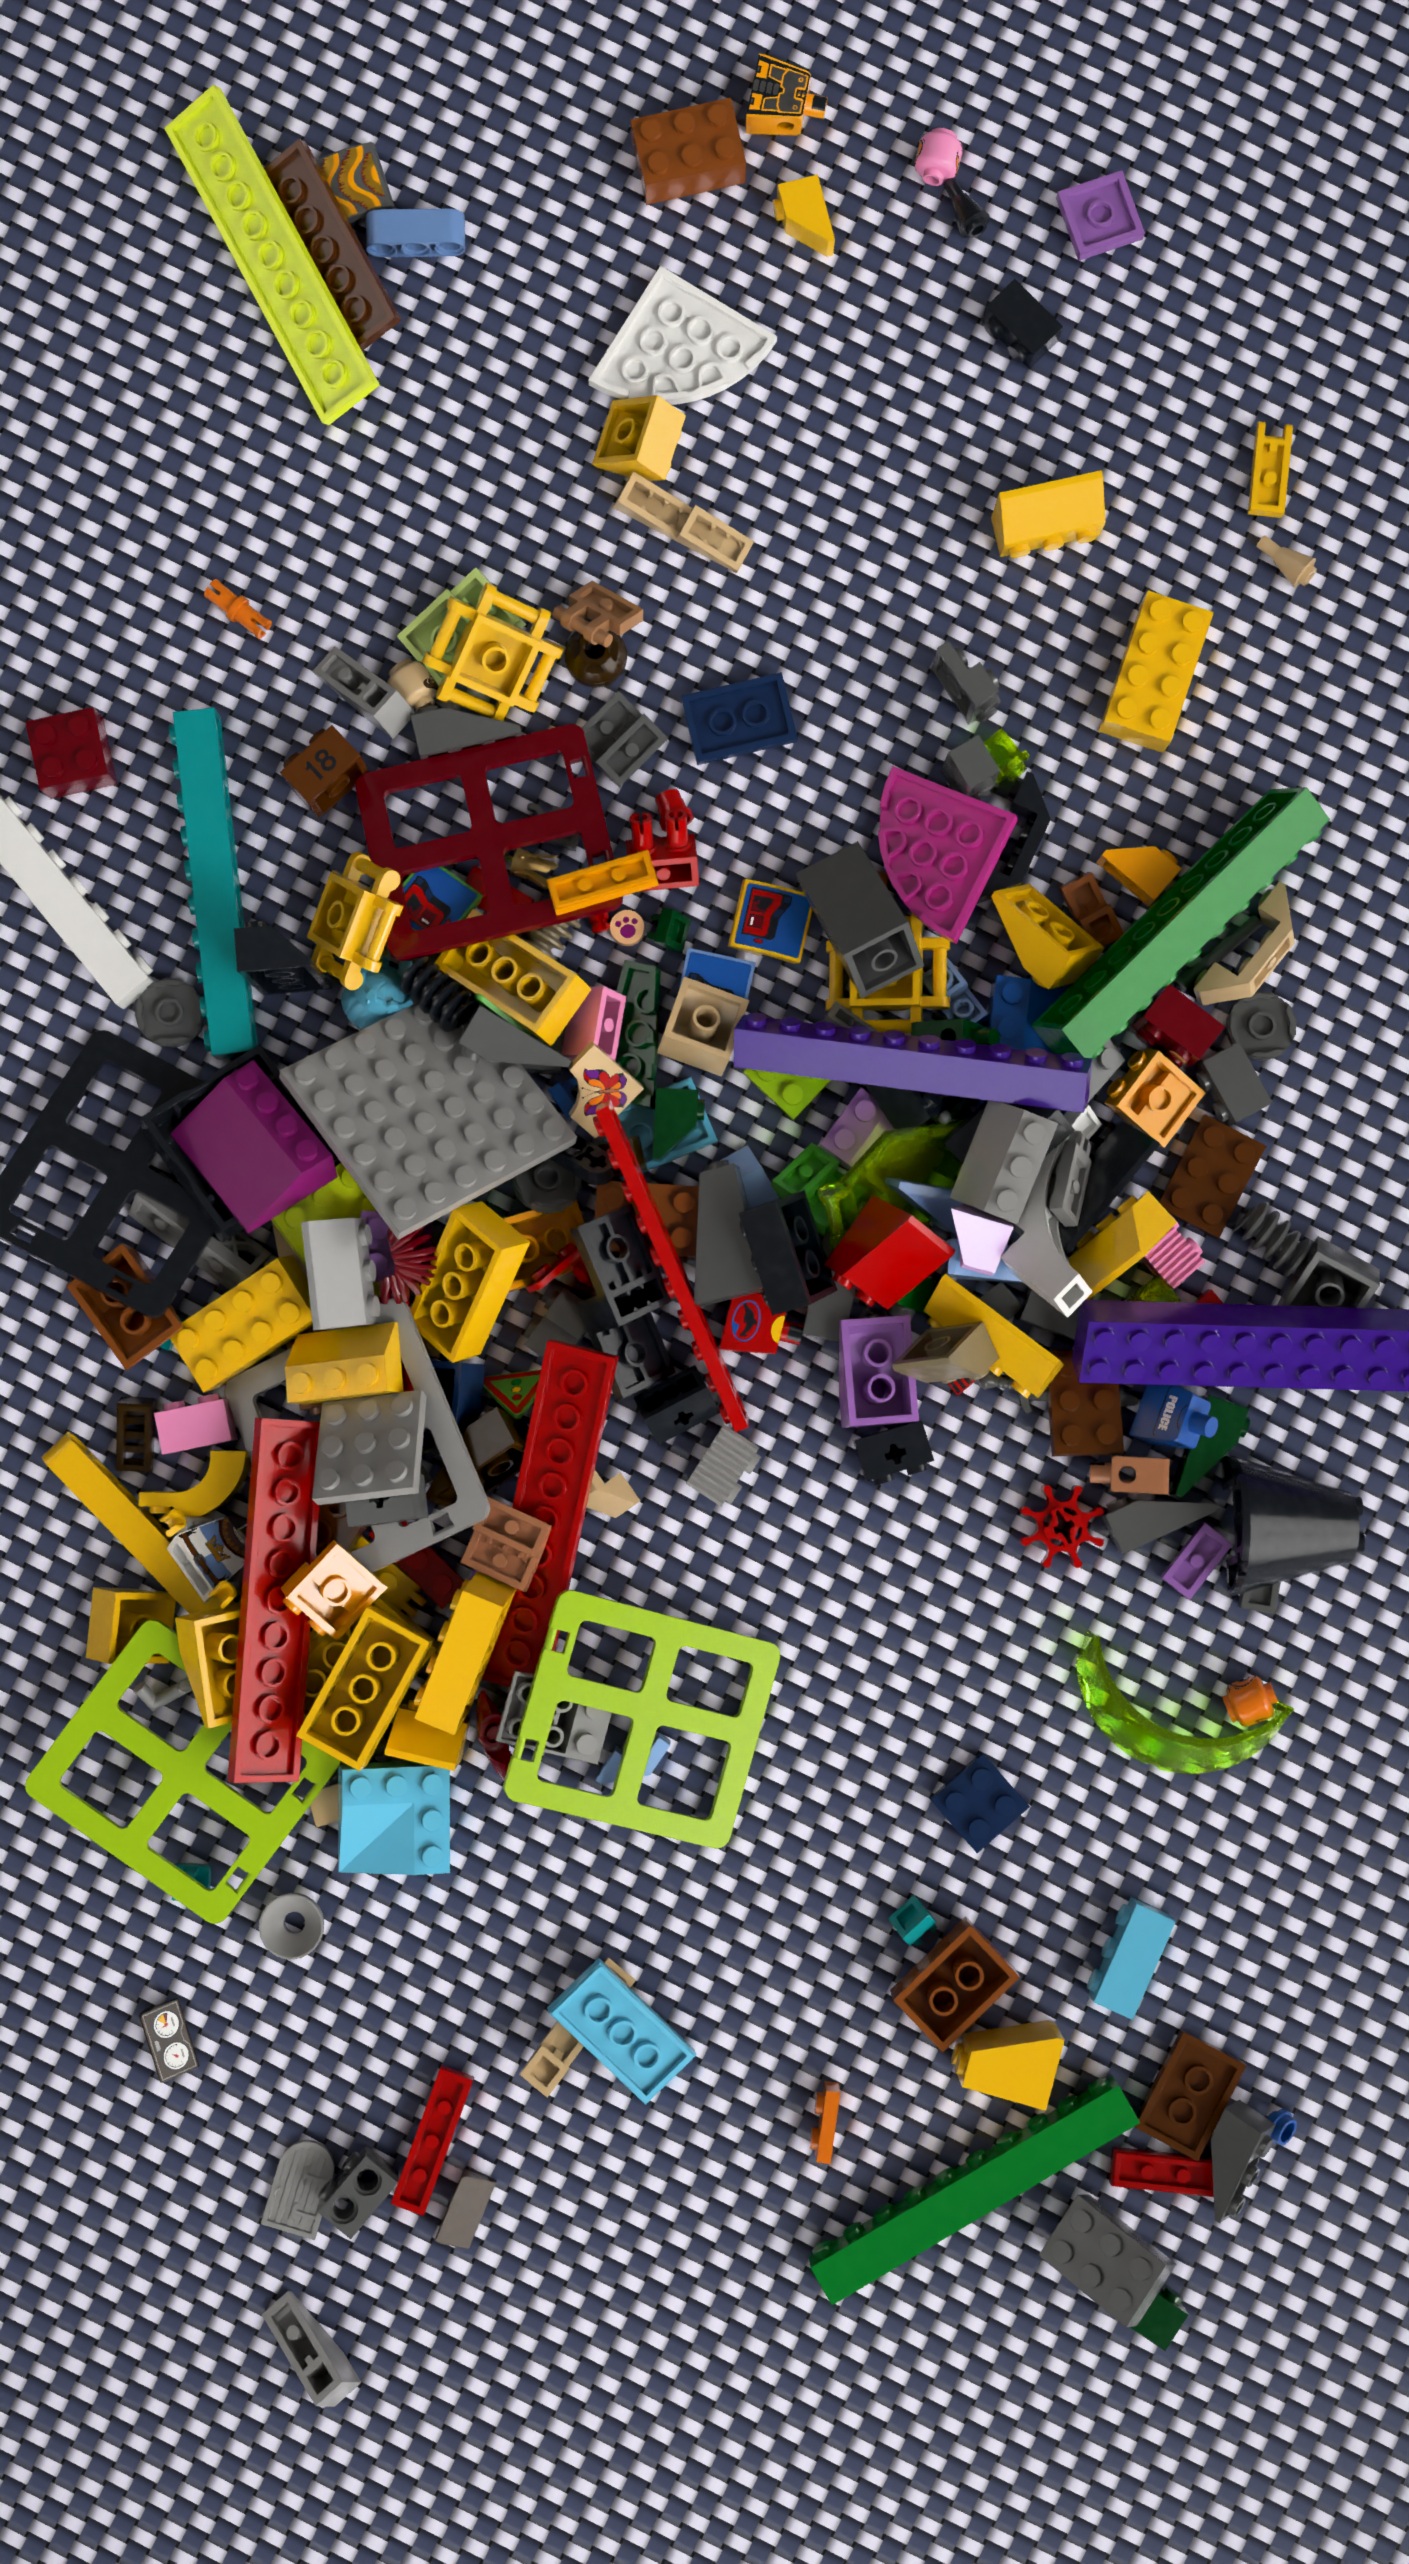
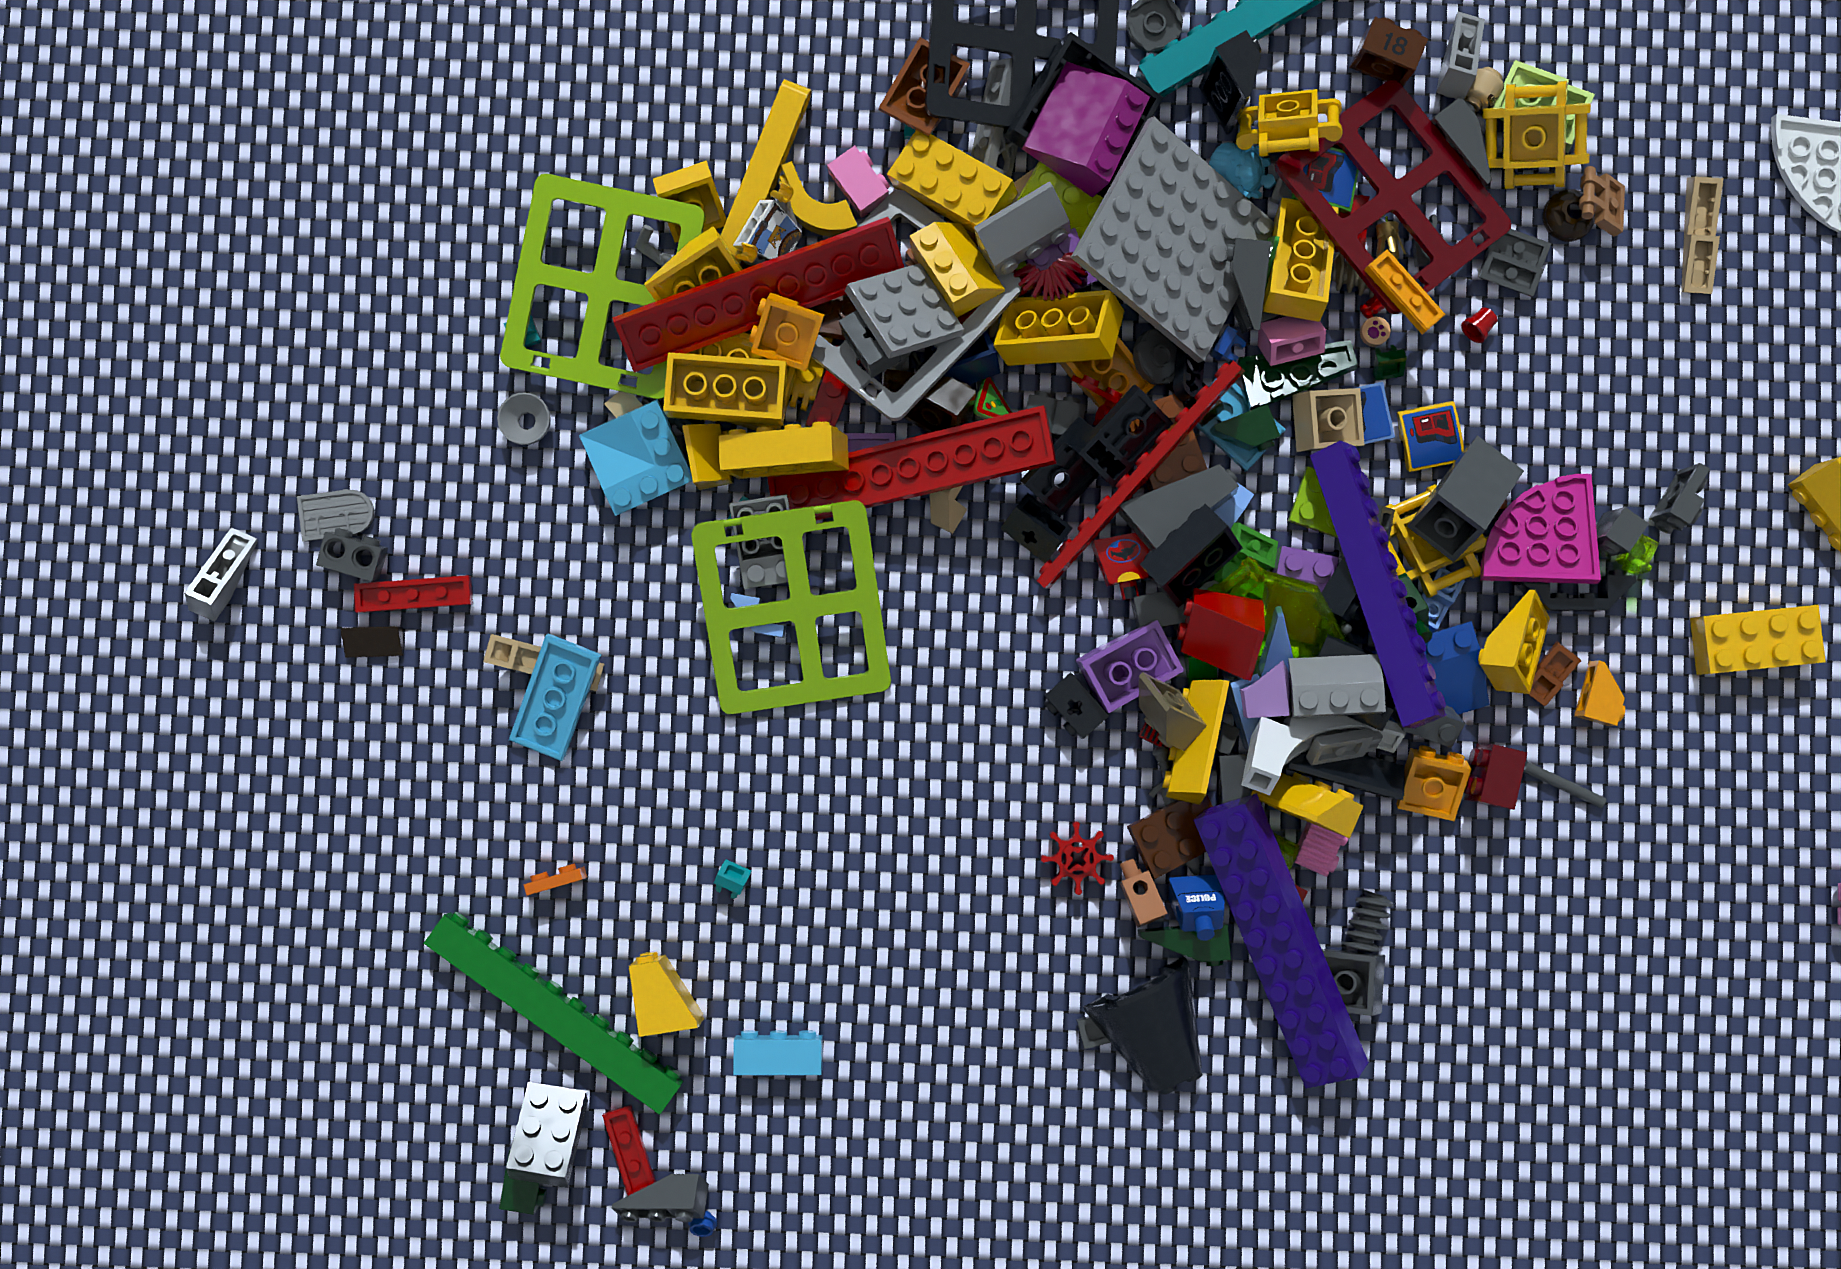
camera: 65 degrees right, 0 degrees up
(148, 1406) = (828, 131): dark brown slope -> none
(168, 2040) = (400, 368): slope -> none
(435, 997) = (1262, 208): black piece -> none
(488, 1722) = (740, 492): dark red hair -> none
(507, 1545) = (877, 447): nougat slope -> none
(599, 1081) = (1254, 356): tan tile -> none
(639, 437) = (1751, 172): yellow slope -> none
(673, 855) = (1445, 338): red brick -> none
(723, 1466) = (1006, 584): light grey brick -> none
(739, 718) = (1572, 343): dark blue plate -> none
(954, 1984) = (699, 929): dark orange brick -> none
(979, 1802) = (842, 889): dark blue plate -> none
(1142, 1521) = (1112, 921): dark grey slope -> none
(1153, 1743) = (945, 1002): clear neon green windscreen -> none
(1181, 922) = (1579, 743): brick -> none
(1189, 2094) = (696, 1144): reddish brown plate -> none
(1196, 1560) = (1097, 971): medium lavender plate -> none
(1211, 1176) = (1392, 854): reddish brown plate -> none
(1222, 985) = (1542, 797): tan slope -> none
(1232, 1085) = (1469, 839): dark grey brick -> none
(1250, 1701) = (1010, 1059): orange head -> none
(1261, 1025) = (1523, 841): dark grey tile -> none

